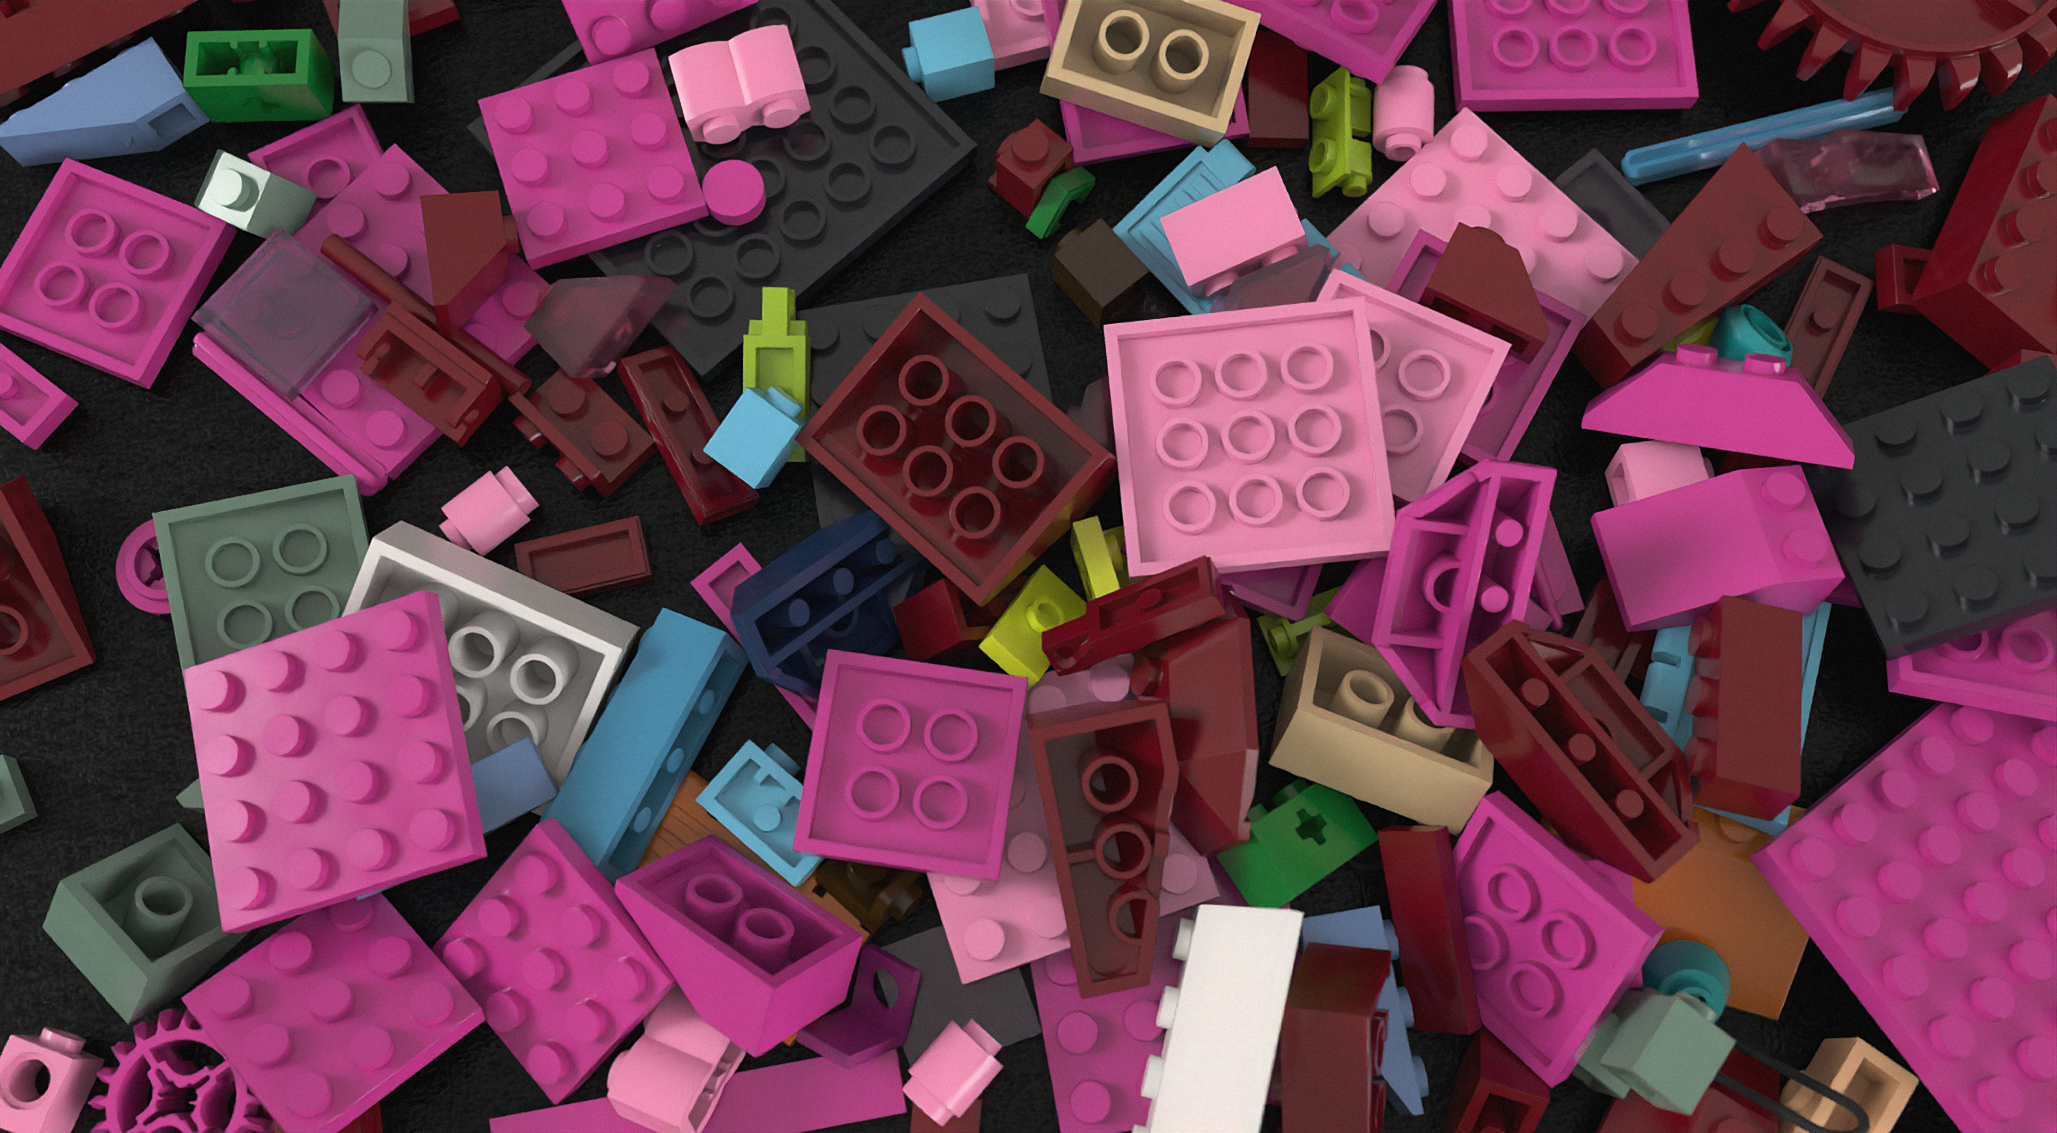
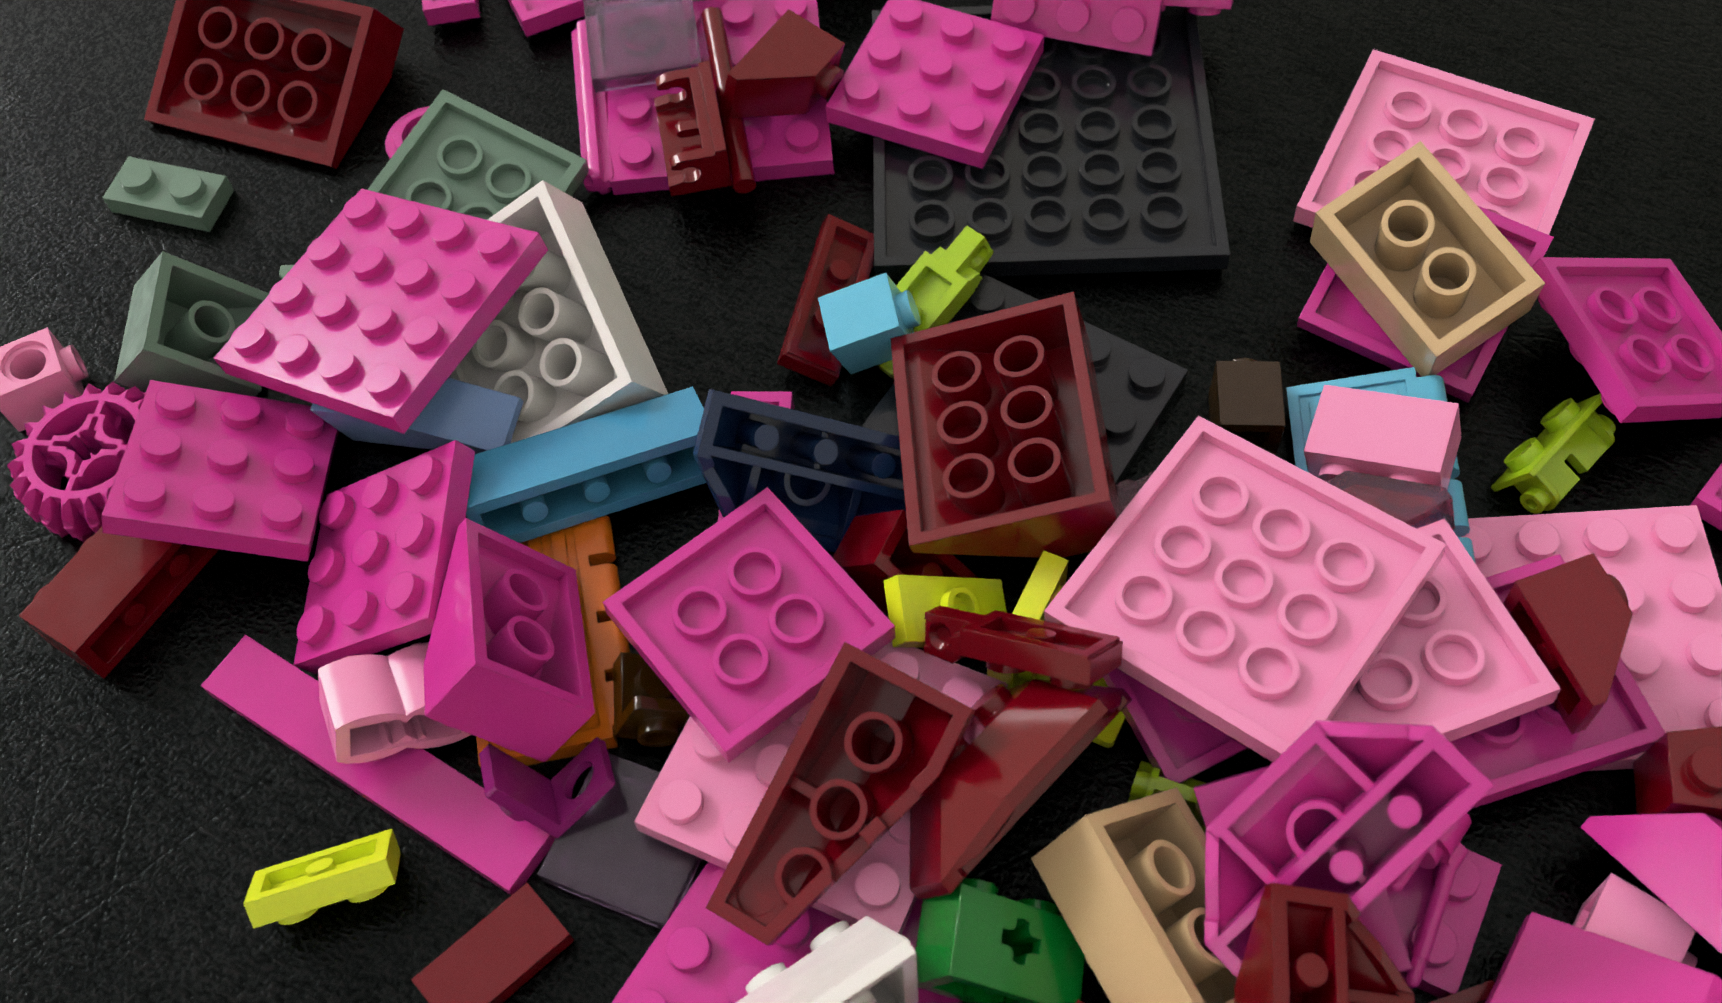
camera: 50 degrees right, 15 degrees down
(488, 512) = (647, 248): bright pink brick -> none
(586, 428) = (762, 248): dark red bracket -> none
(589, 558) = (685, 332): dark red tile -> none
(595, 319) = (837, 176): clear pink slope -> none
(734, 192) = (1012, 162): dark pink tile -> none
(739, 84) = (1083, 93): bright pink brick -> none
(761, 806) = (612, 560): medium azure bracket -> none
(950, 55) = (1265, 184): medium azure brick -> none
(953, 1071) = (564, 882): bright pink brick -> none
(1028, 164) = (1260, 283): dark red brick -> none
(1060, 191) = (1263, 334): green tile -> none
(1277, 92) = (1526, 386): dark red tile -> none
(1403, 113) = (1631, 470): bright pink brick -> none

